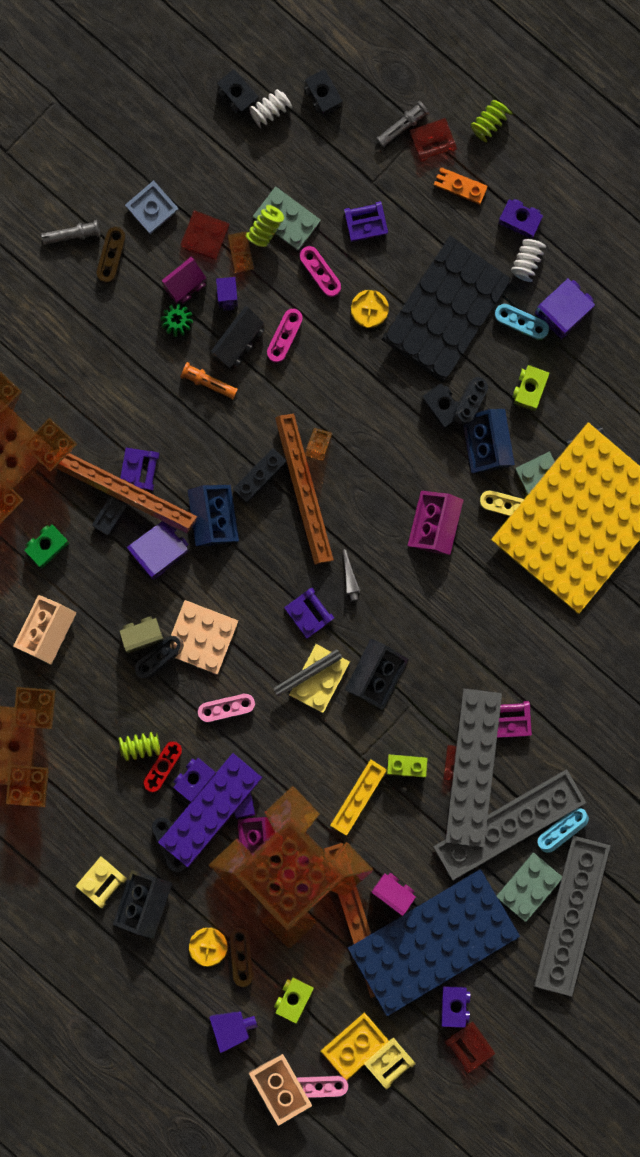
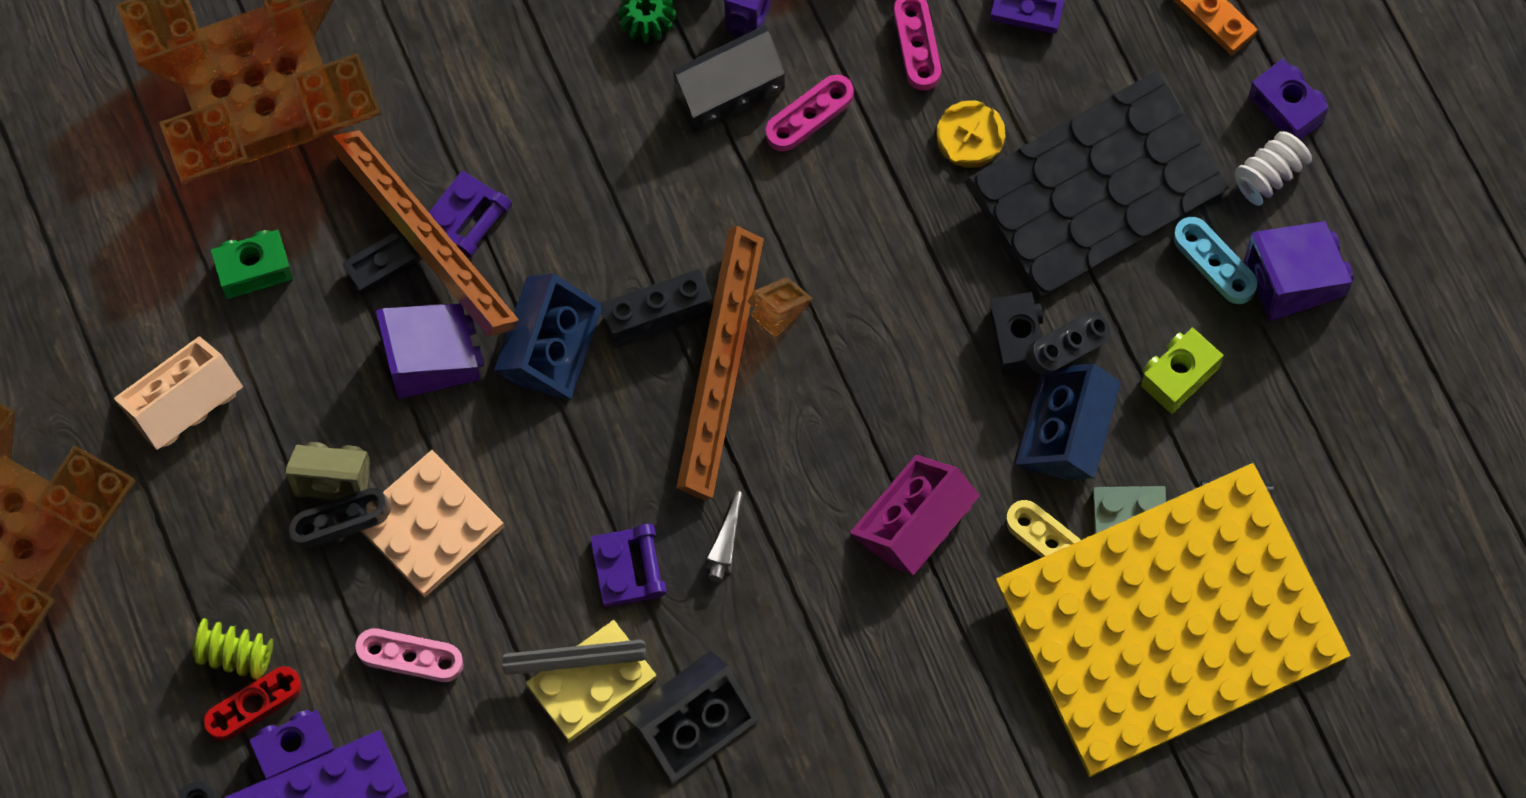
camera: 30 degrees right, 15 degrees down
(198, 379) = (641, 114): orange pin -> none

